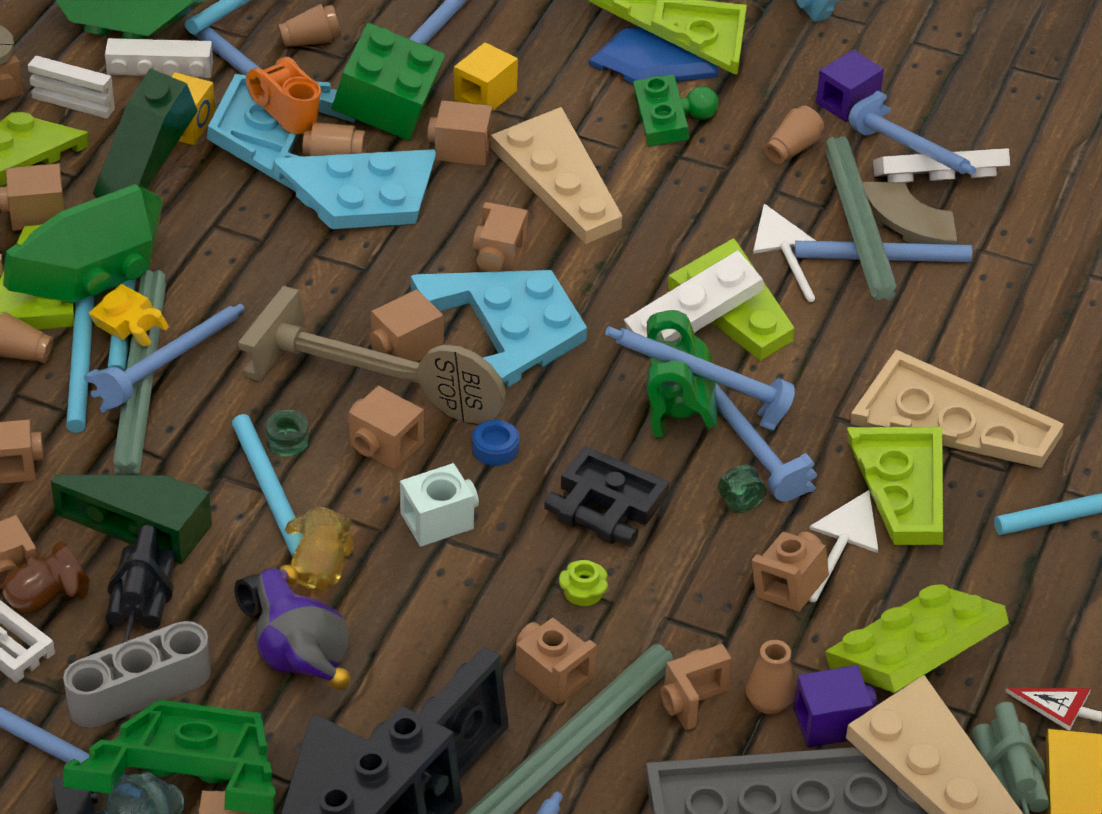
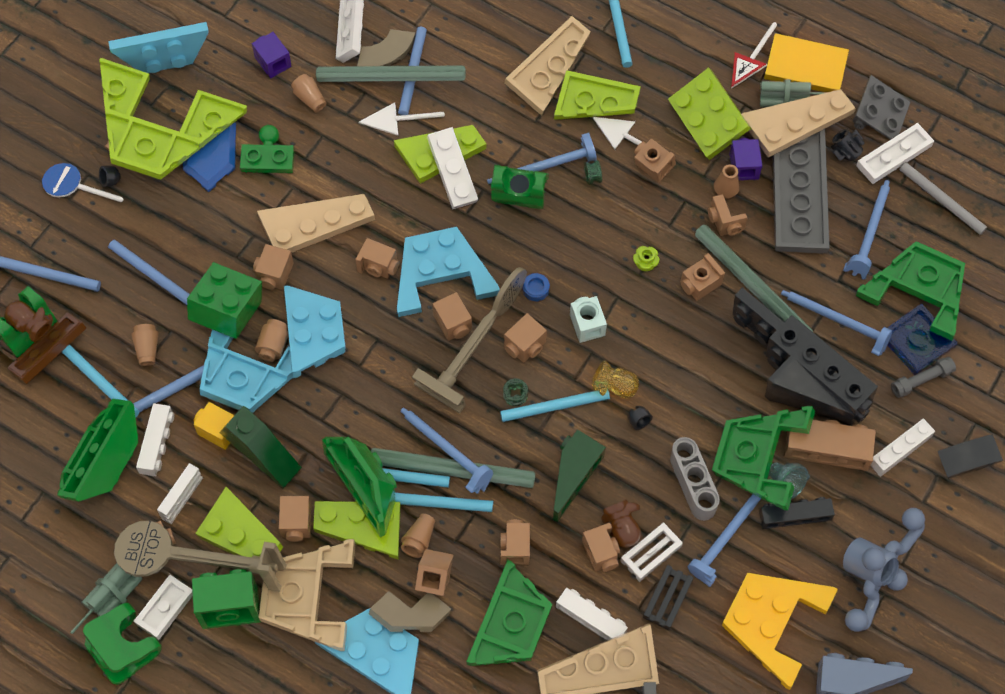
camera: 80 degrees left, 20 degrees up
(127, 312) = (413, 470): yellow plate -> none
(141, 583) = (627, 476): black piece -> none
(286, 94) = (230, 357): orange piece -> none
(299, 631) = (675, 395): piece -> none
(486, 77) = (223, 246): yellow brick -> none
(612, 485) = (582, 231): black plate -> none
(775, 398) = (531, 142): medium blue piece -> none
(867, 119) = (302, 51): medium blue piece -> none

